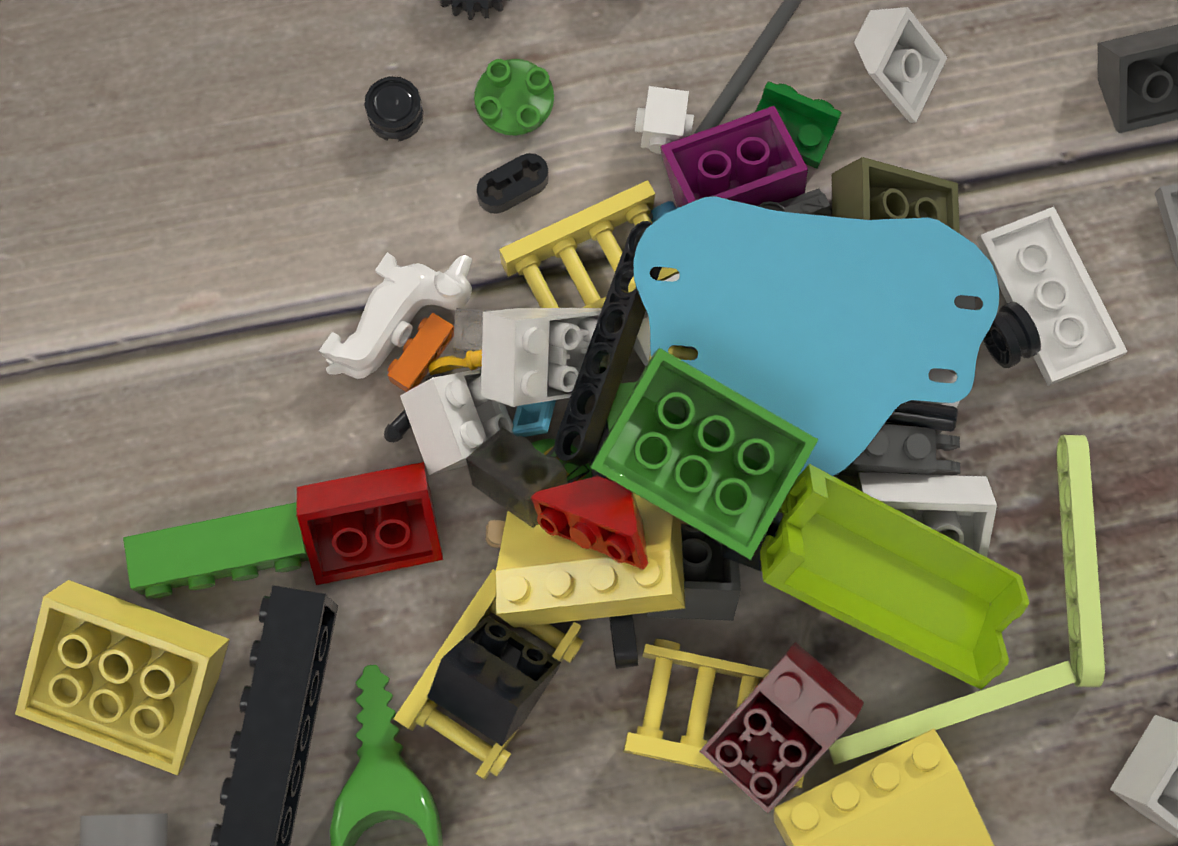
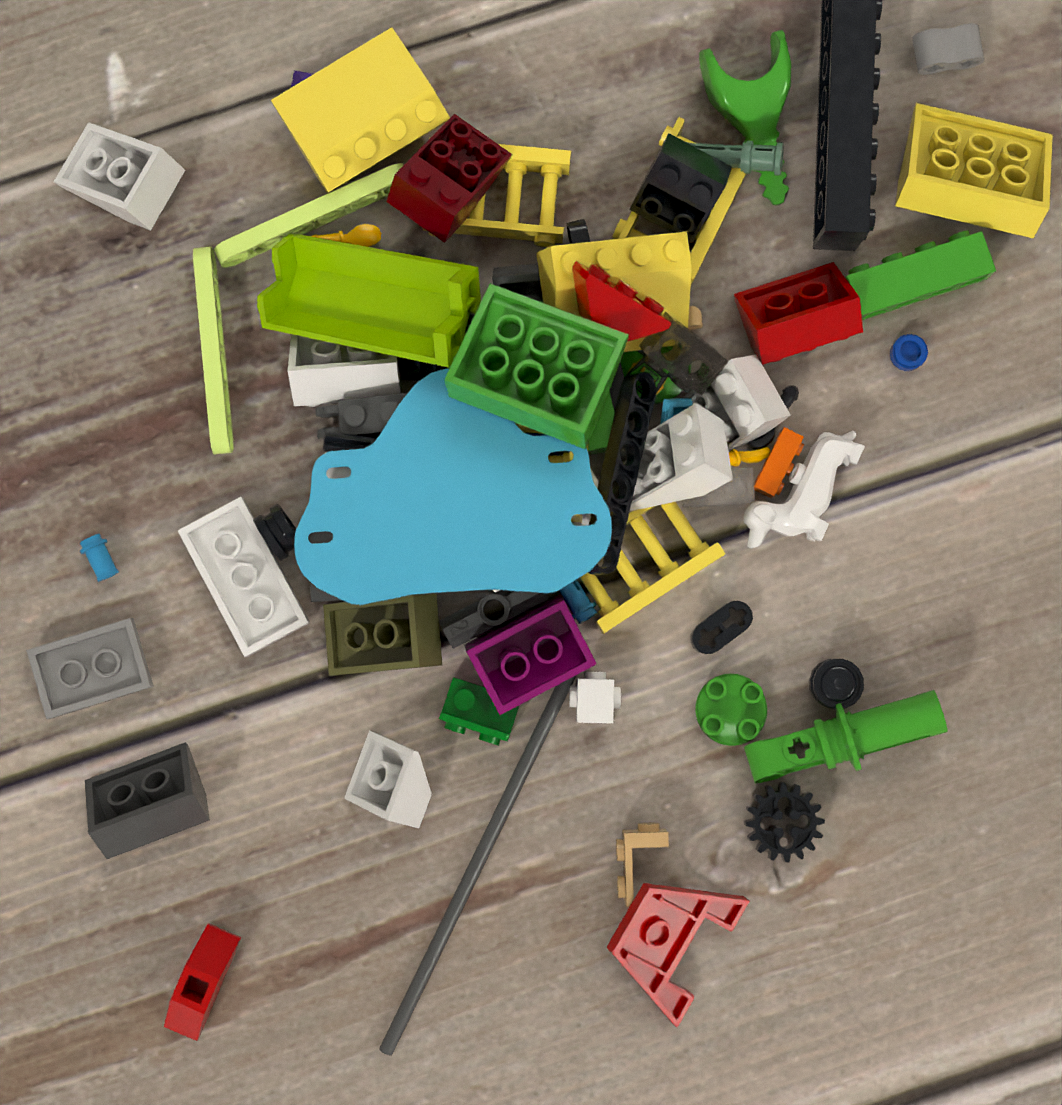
camera: 175 degrees right, 10 degrees up
(245, 465) = (908, 352): none -> blue tile
(392, 45) = (848, 737): none -> bright green piece
(406, 709) = (747, 156): none -> sand green pin
(891, 682) = (361, 235): none -> yellow piece

